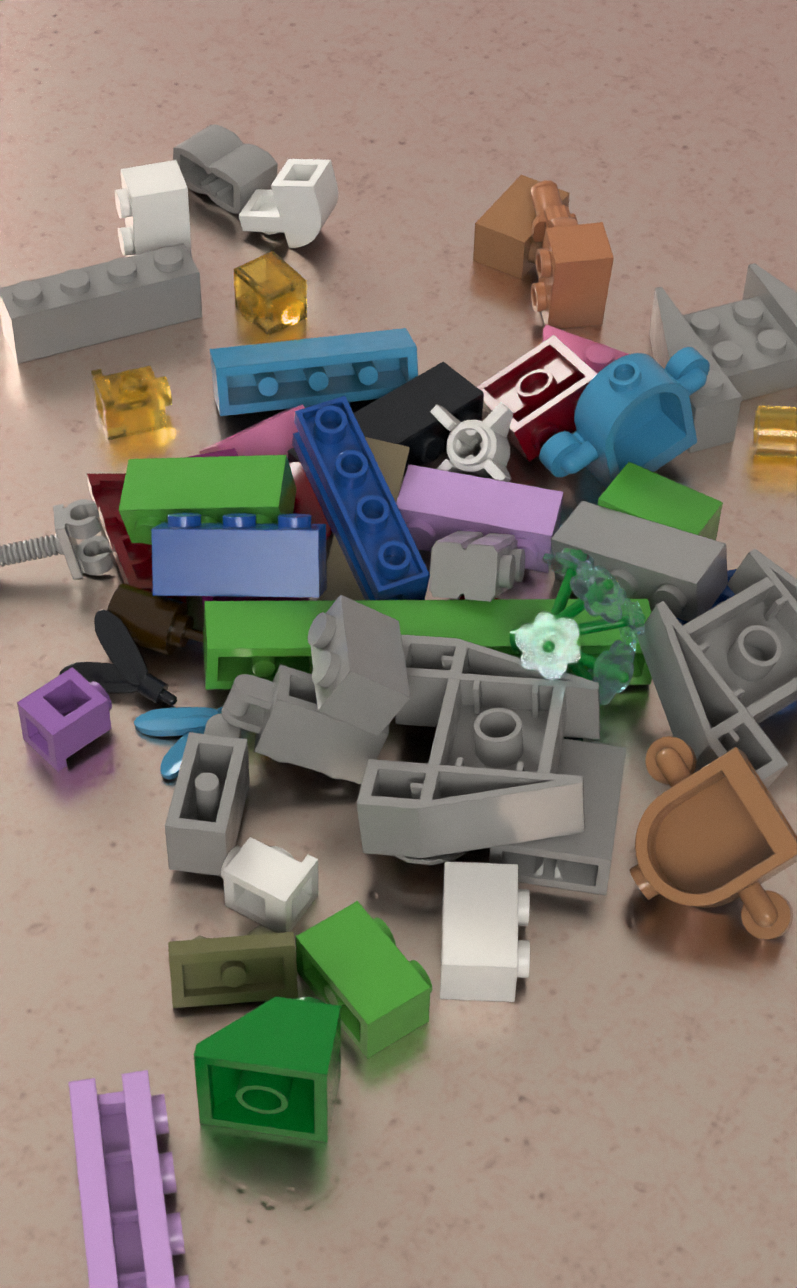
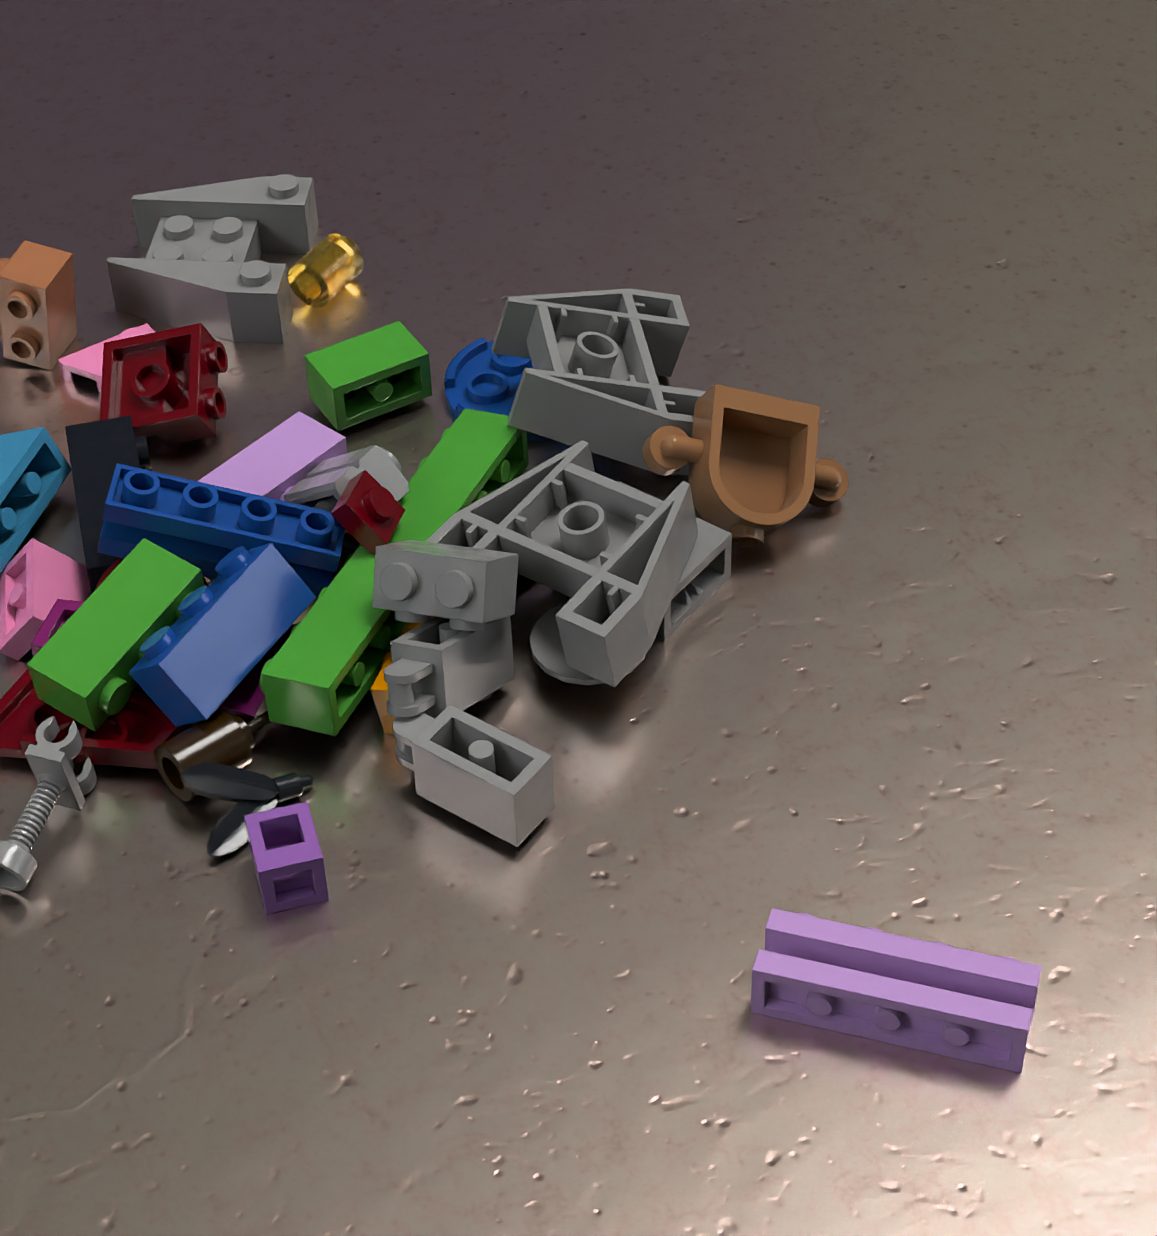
camera: 60 degrees left, 5 degrees down
(174, 722) = (358, 767): dark azure piece -> none
(233, 968) = (674, 828): olive tile -> none
(269, 884) = (597, 773): white brick -> none
(273, 1070) = (828, 812): green slope -> none
(357, 966) = (740, 745): bright green brick -> none
(426, 582) = (368, 511): none -> dark red plate
(471, 436) = (192, 436): white brick -> none
(481, 932) = (736, 653): white brick -> none
(552, 637) = (508, 413): clear light blue plant -> none
(630, 415) = (261, 335): dark azure piece -> none
(648, 558) = (413, 397): light grey brick -> none

